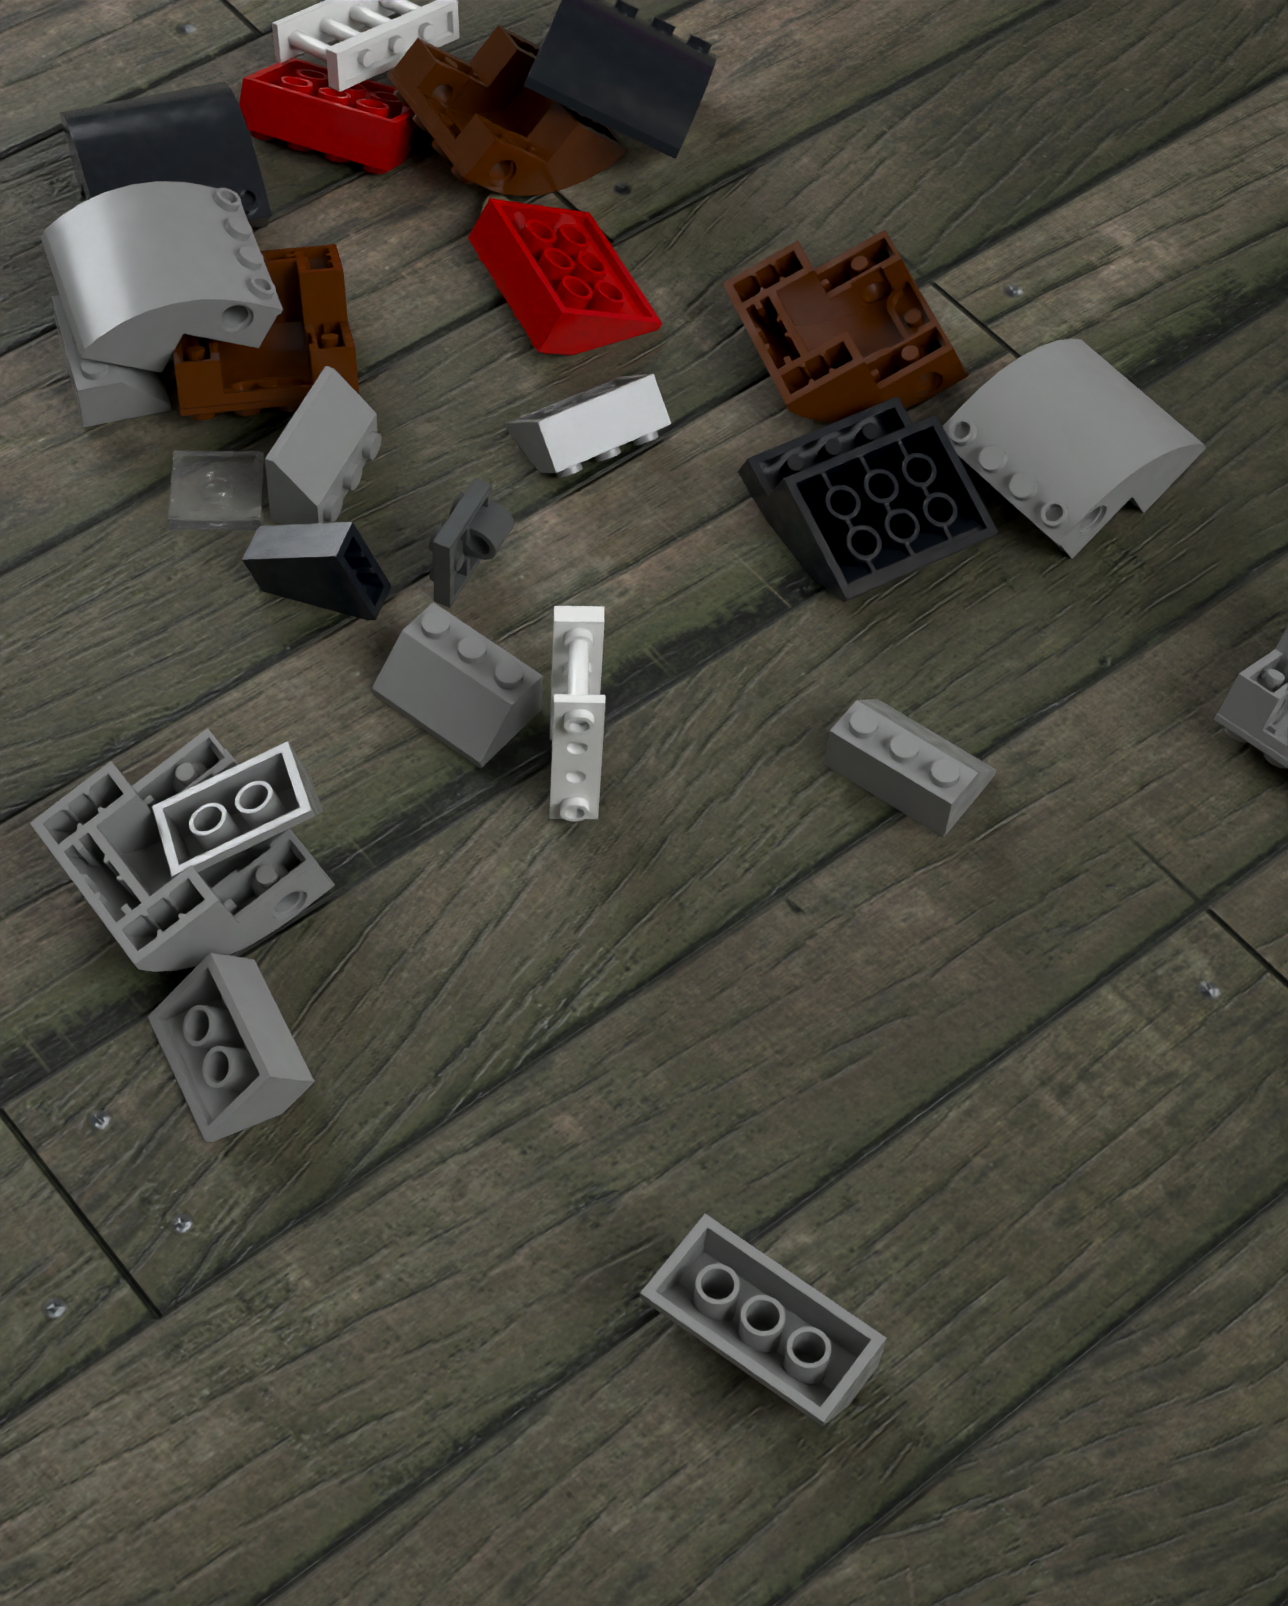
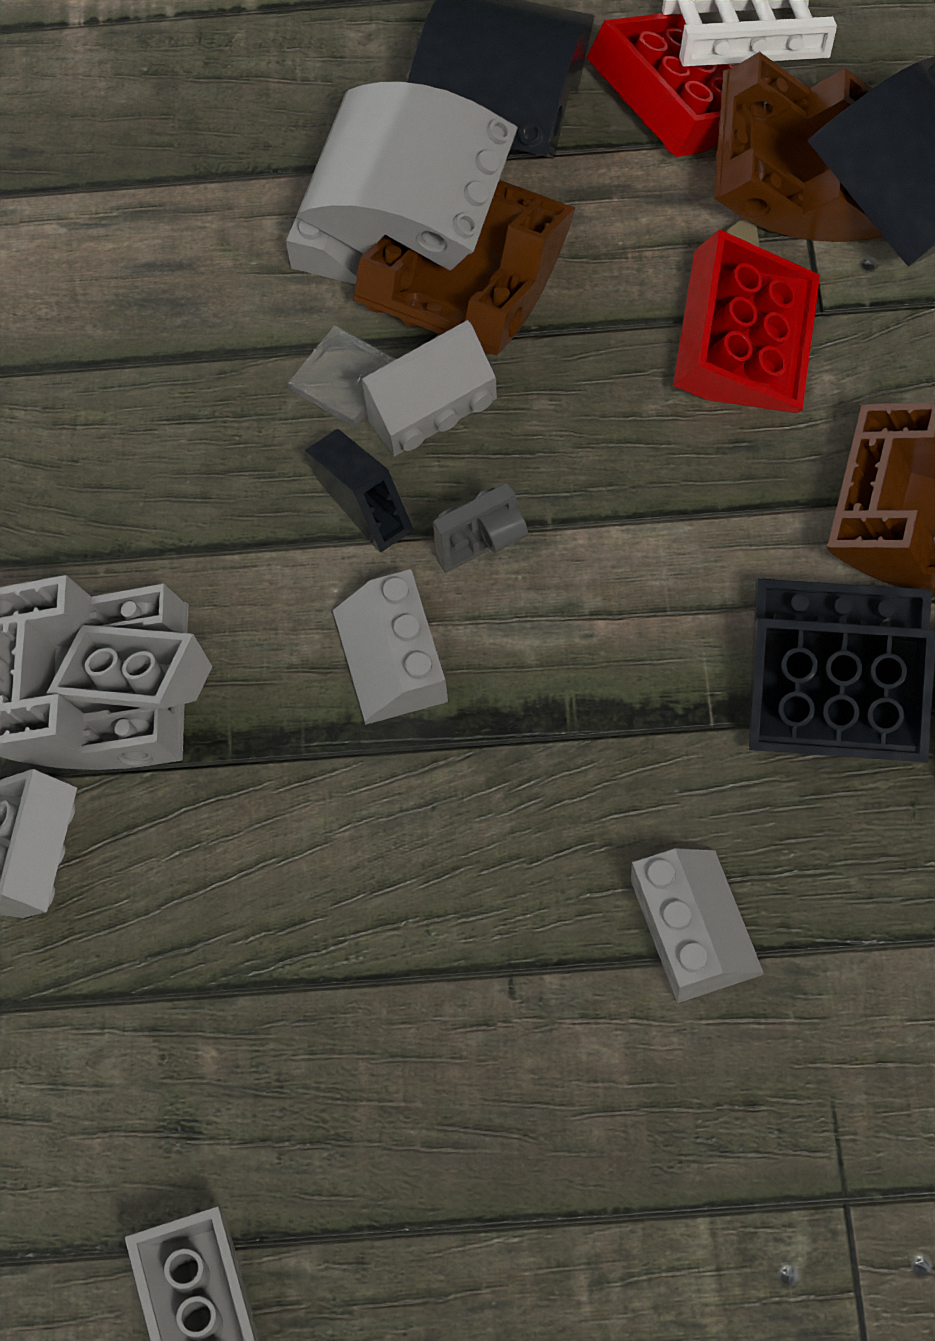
camera: 45 degrees right, 10 degrees up
(576, 712) = (437, 722): white fence -> none
(591, 424) = (666, 473): slope -> none

